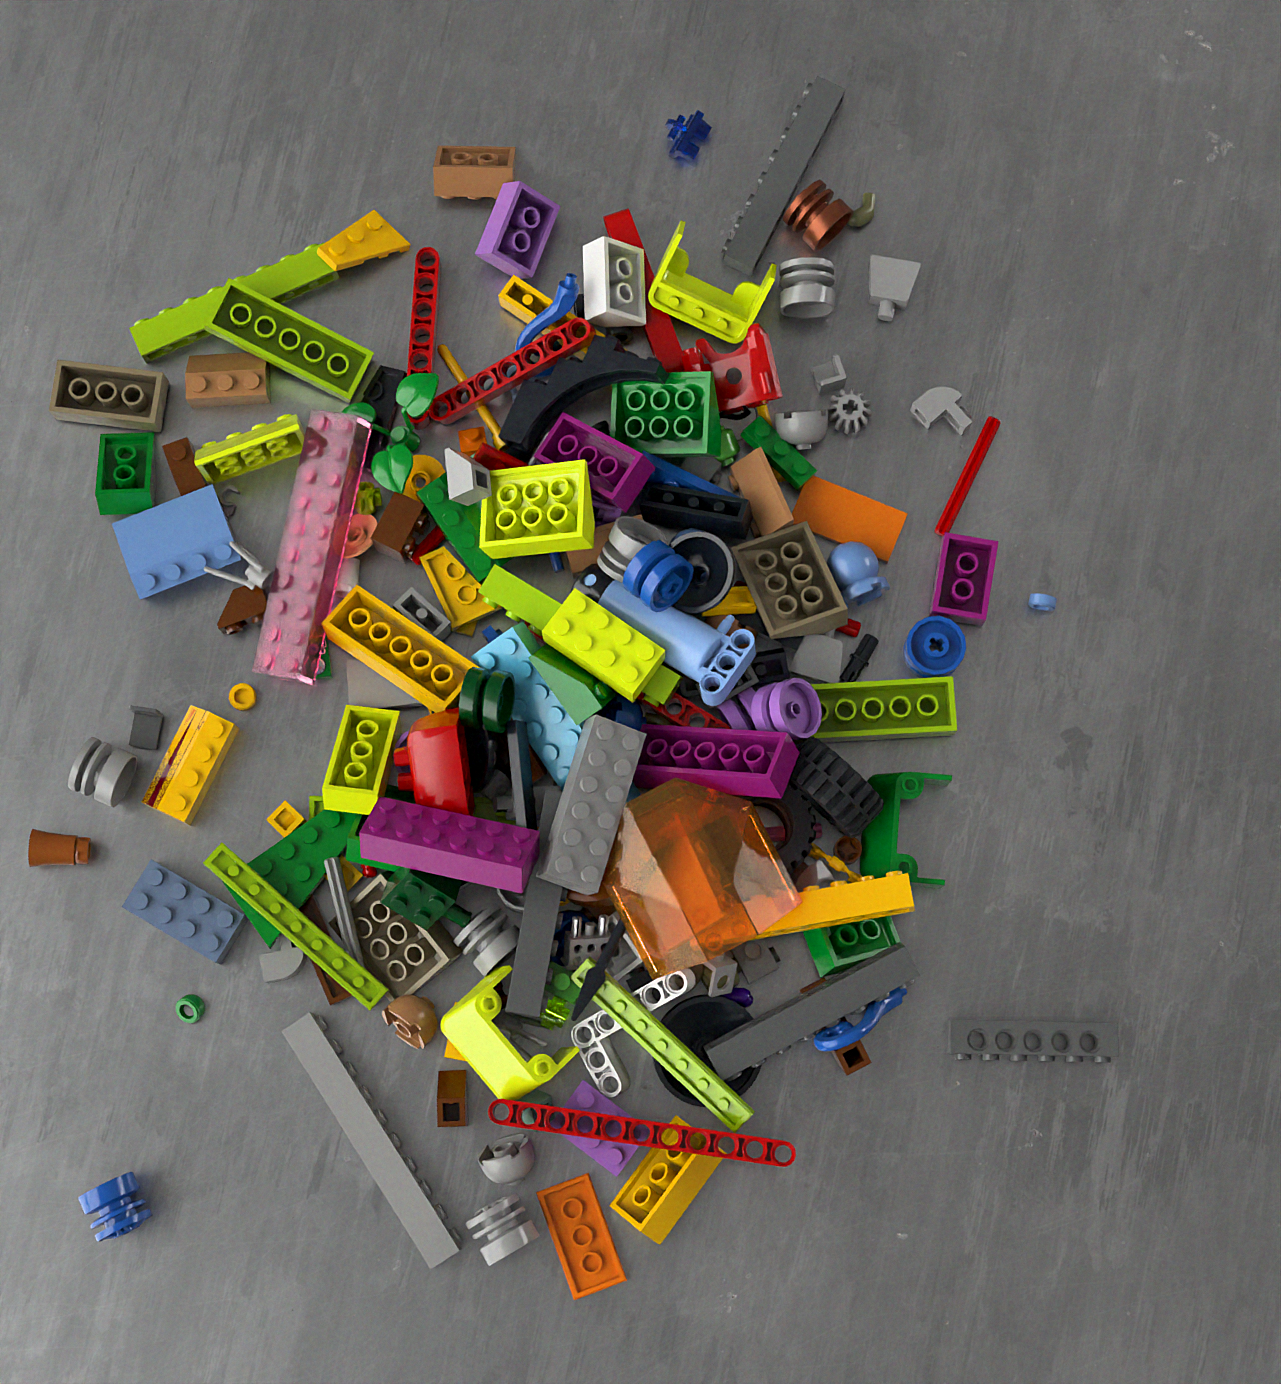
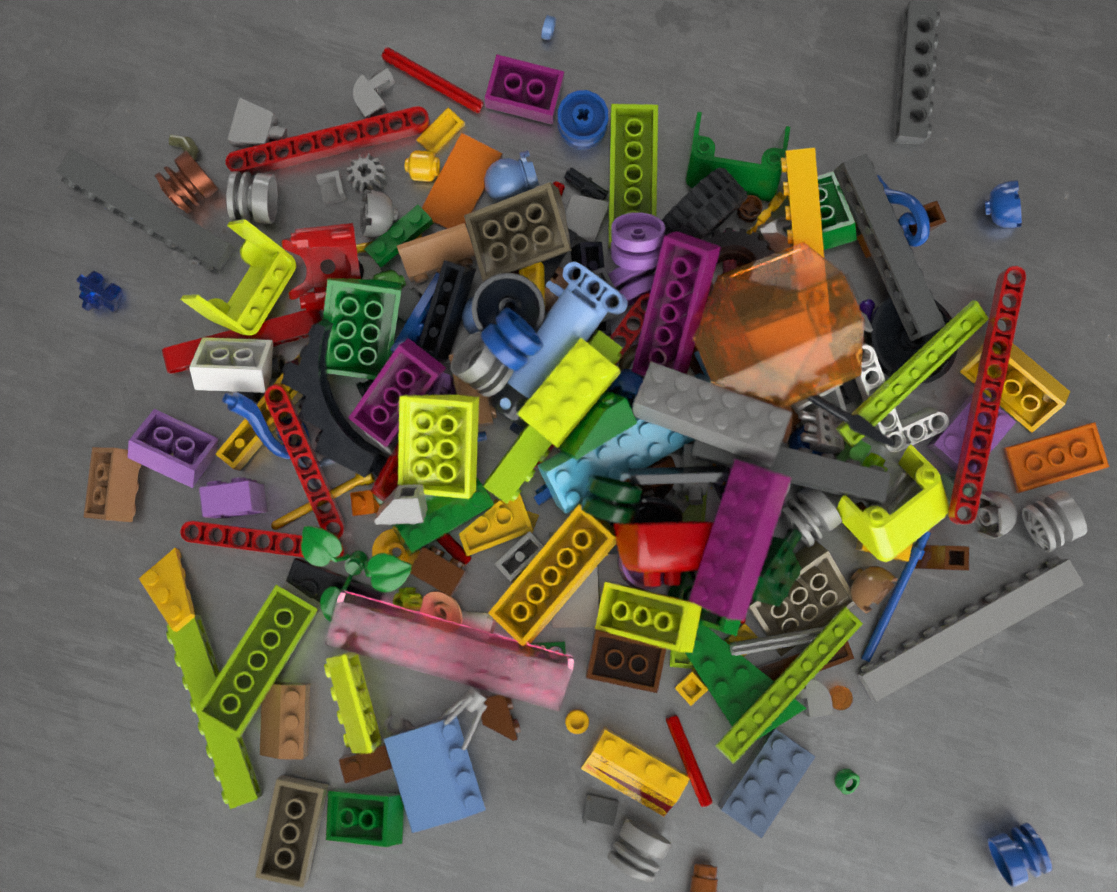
camera: 90 degrees left, 5 degrees up
(205, 825) = (689, 761): none -> red axle
(284, 993) = (841, 697): none -> clear orange tile
(309, 740) = (625, 662): none -> reddish brown brick
(454, 1068) = (916, 554): none -> blue bar
(465, 298) = (233, 499): none -> medium lavender brick
(863, 472) = (422, 166): none -> yellow head
(879, 1154) = (1005, 205): none -> blue cylinder
(883, 354) = (340, 145): none -> red beam
(907, 491) = (440, 131): none -> yellow tile

